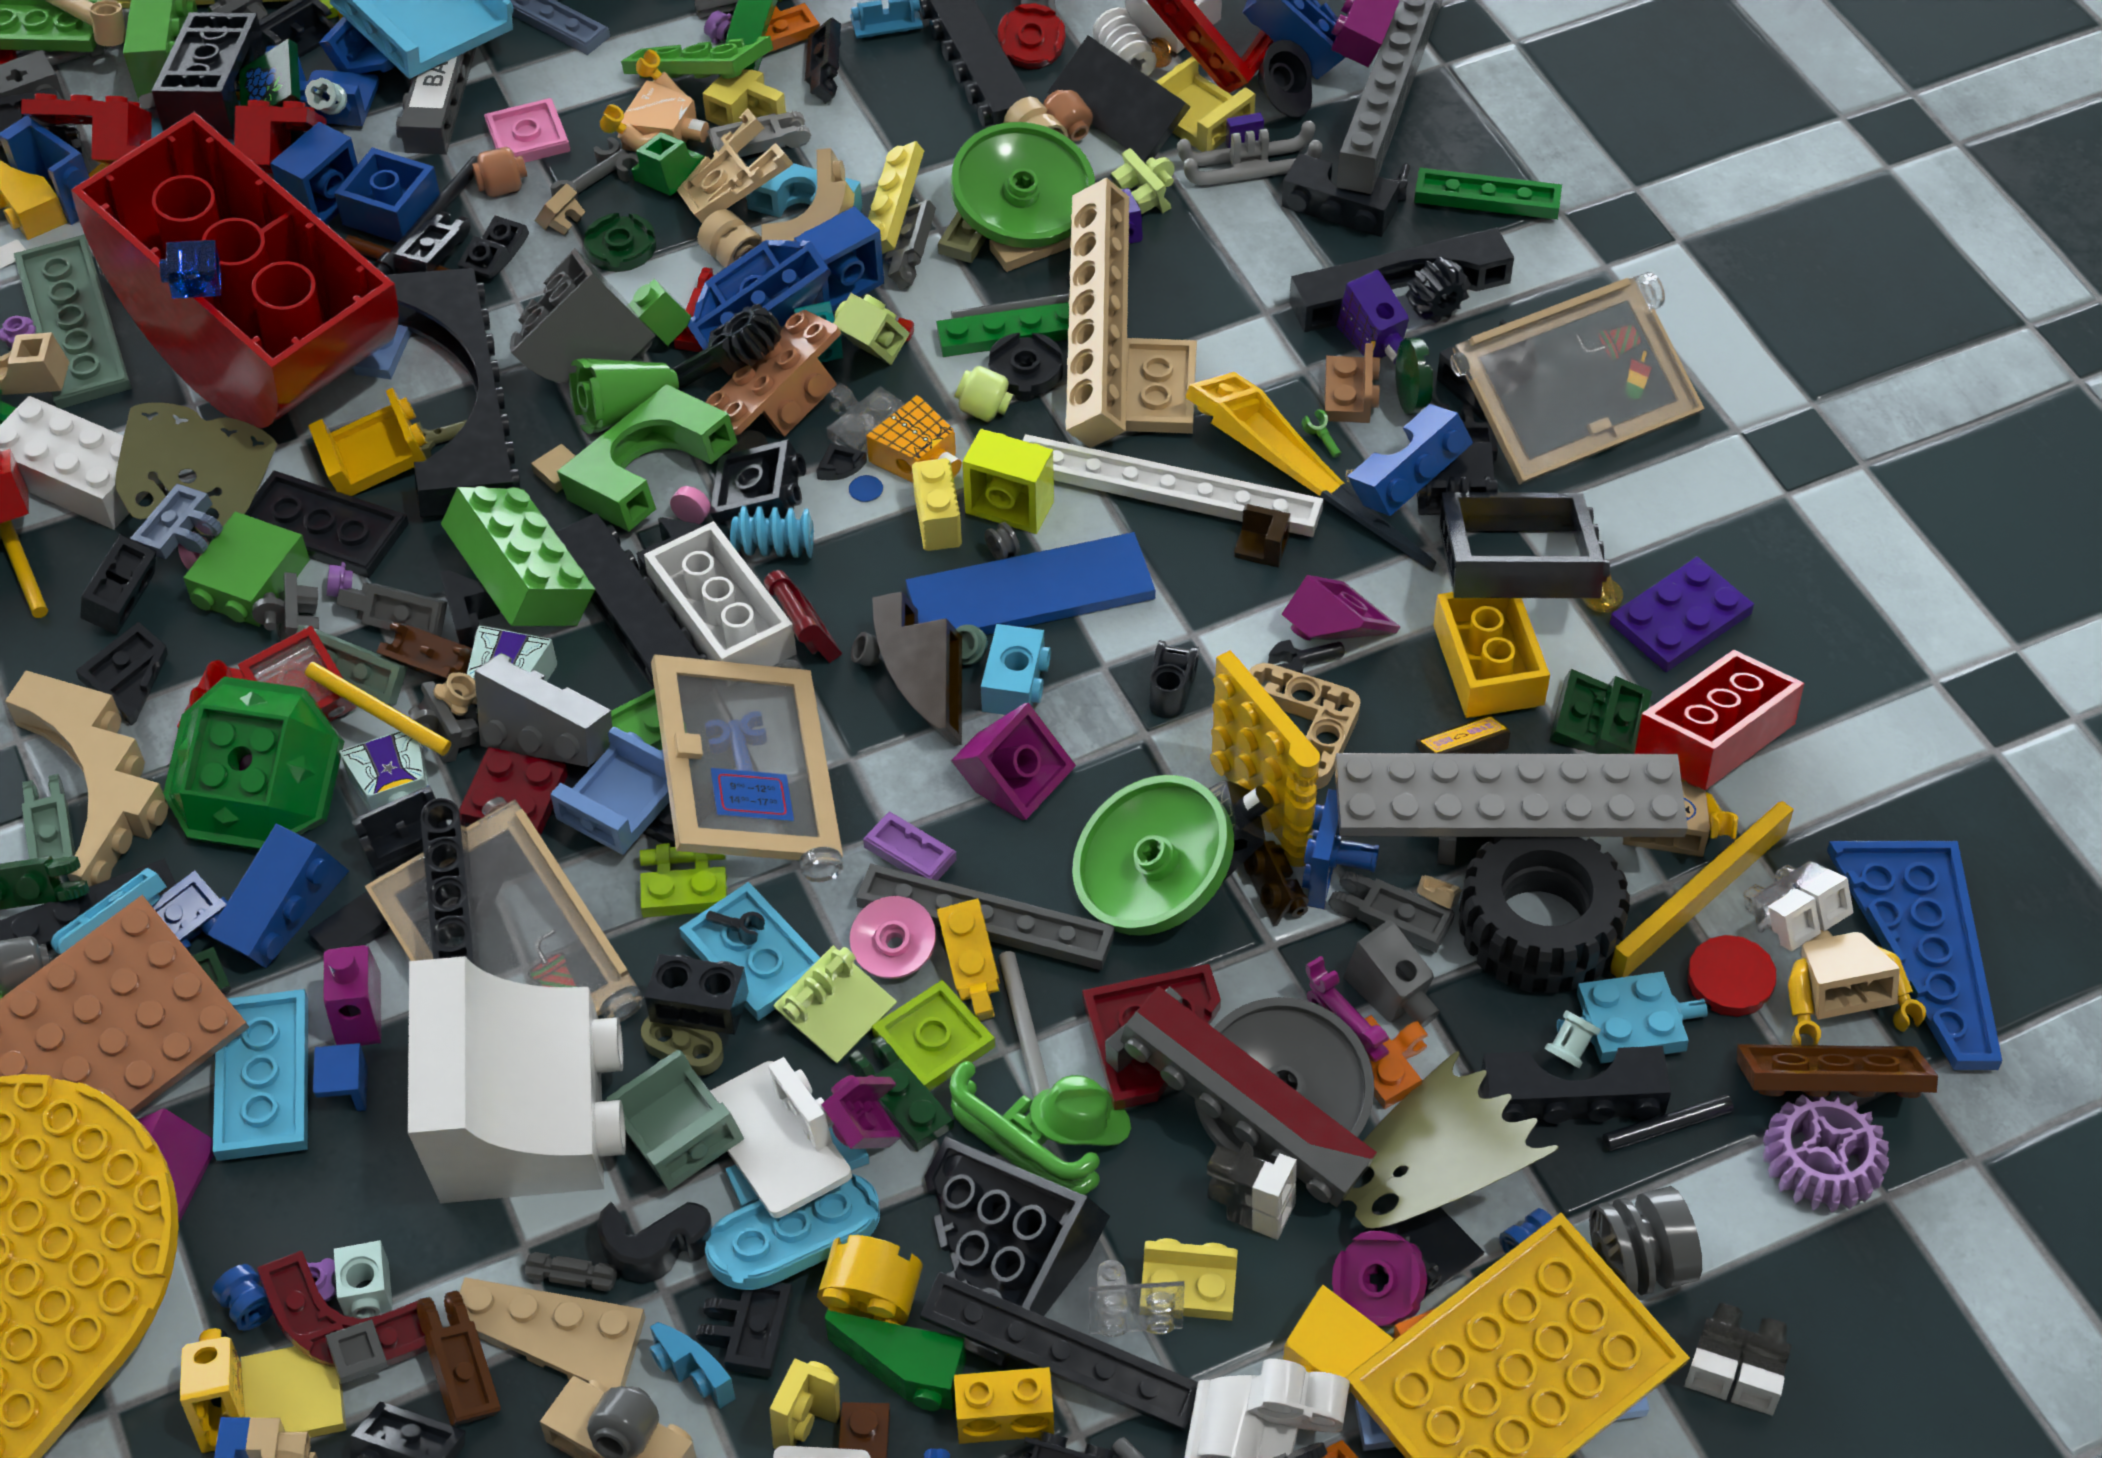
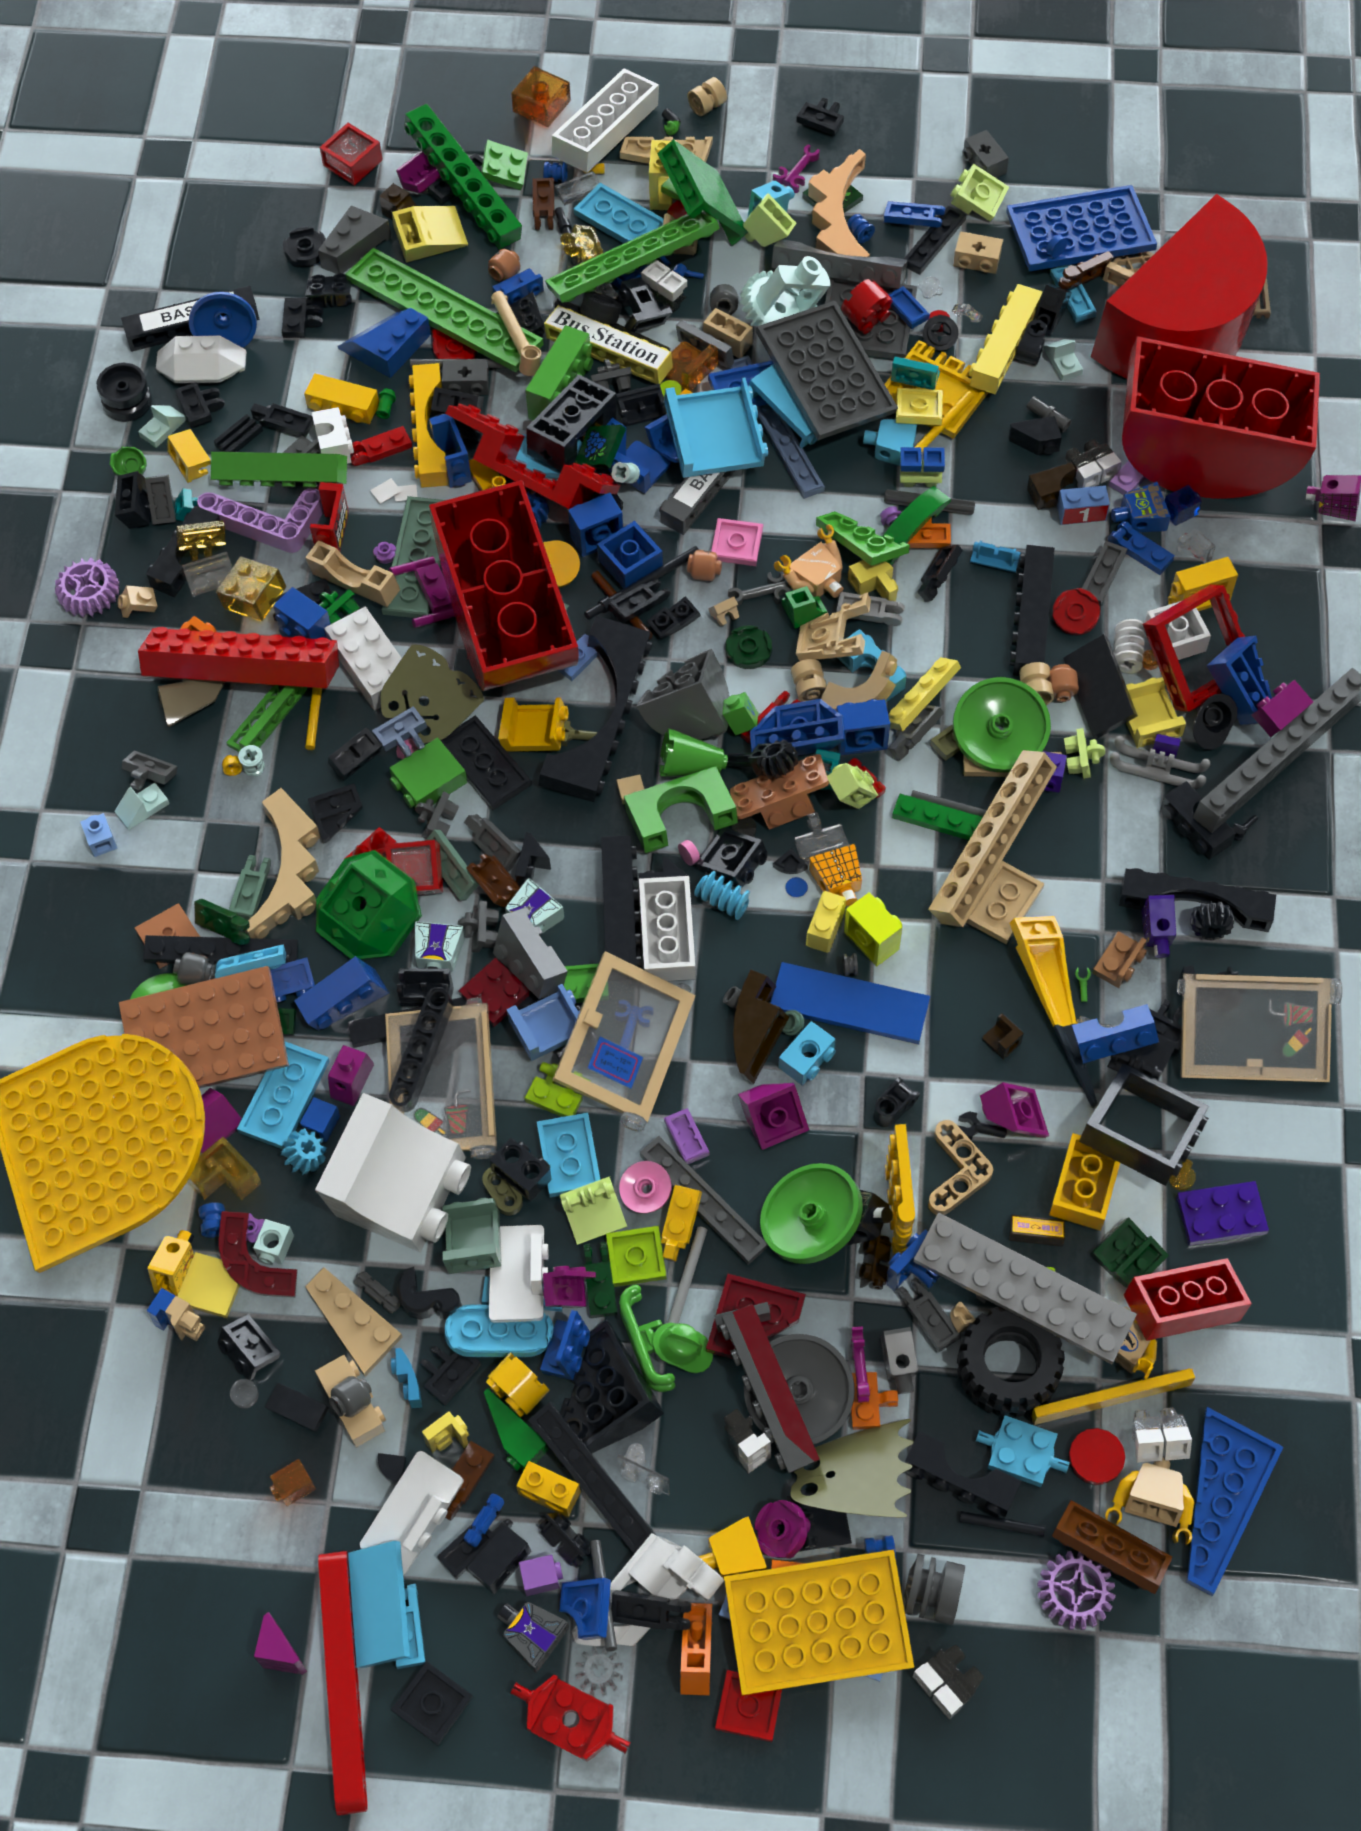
camera: 30 degrees right, 10 degrees up
(119, 342) = (433, 587): none -> magenta plate
(192, 269) = (467, 591): clear blue brick -> none
(226, 1208) = (223, 1165): none -> clear yellow brick
(338, 579) = (473, 806): medium lavender plate -> none
(340, 1130) = (313, 1151): none -> medium azure gear
(356, 1351) = (247, 1282): dark grey tile -> none
(378, 708) = (446, 907): yellow bar -> none
(457, 692) = (488, 913): tan plate -> none
(458, 1361) = (295, 1314): reddish brown hinge -> none
(517, 557) = (572, 843): bright green brick -> none
(749, 919) = (566, 1137): black hand -> none
(806, 622) = (708, 960): dark red plate -> none
(908, 1201) = (565, 1348): none -> blue bracket
(983, 393) = (897, 858): yellowish green head -> none
(1031, 380) = (934, 862): black plate -> none
(1176, 485) = (970, 974): white plate -> none
(1206, 1272) = (686, 1472): light yellow bracket -> none
(1412, 376) = (1156, 975): dark green tile -> none
(1488, 193) = (1293, 863): green plate -> none
(1572, 1039) = (977, 1447): light aqua bush -> none

